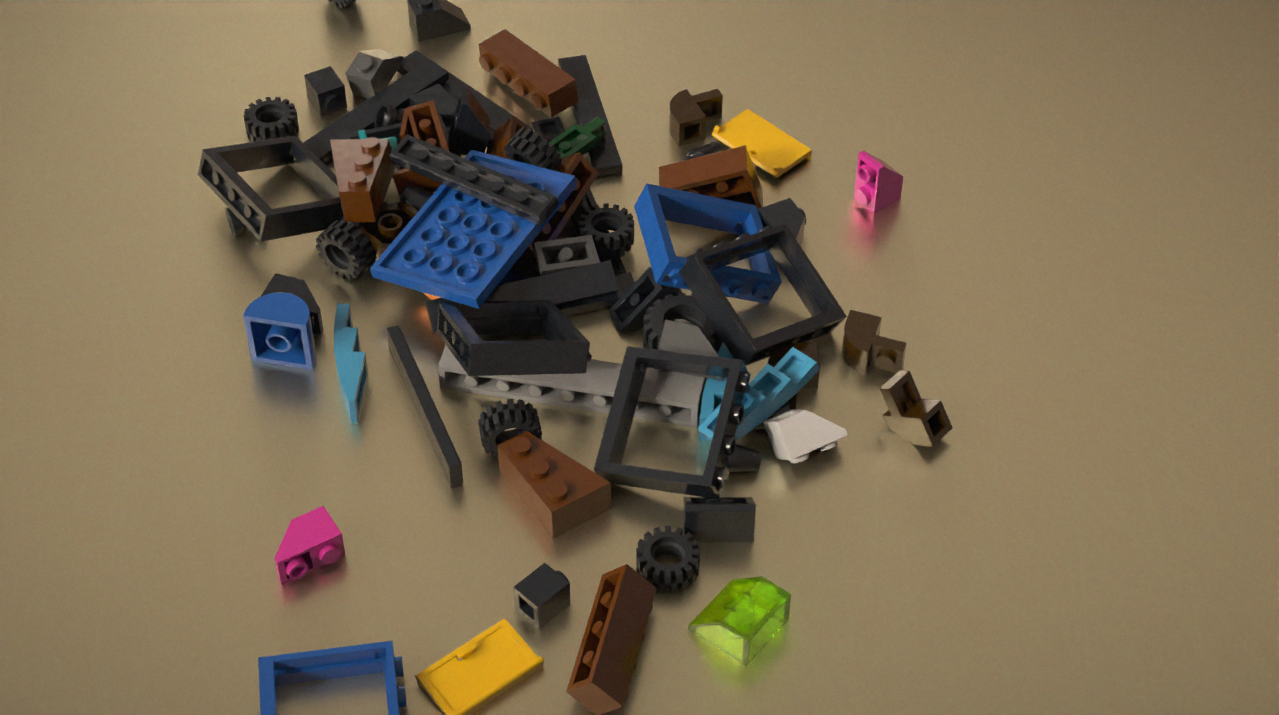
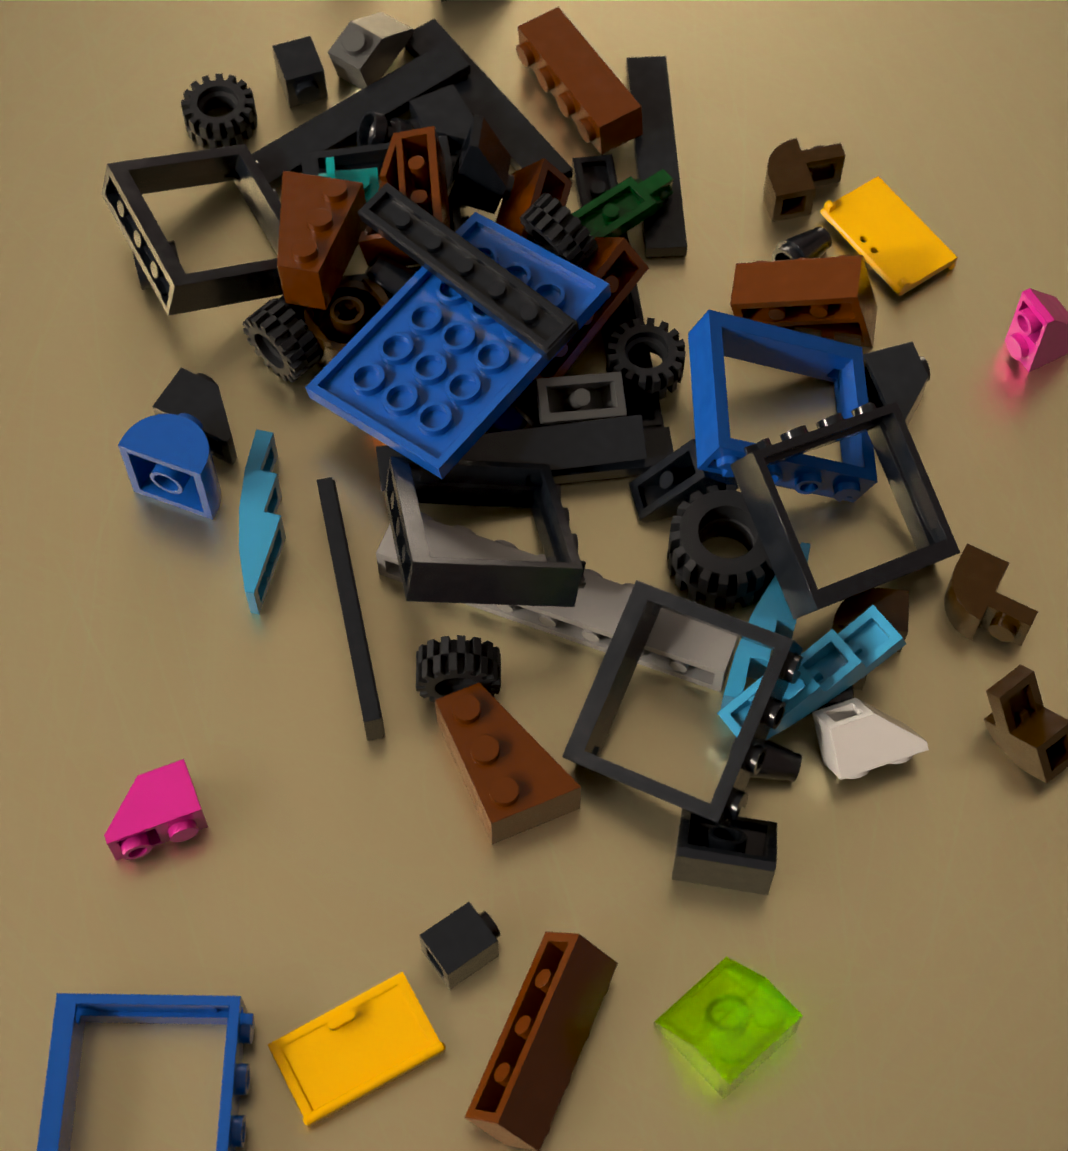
camera: 10 degrees right, 15 degrees up
(668, 543) = (636, 940): black tyre -> none
(686, 338) = (722, 585): dark grey slope -> none

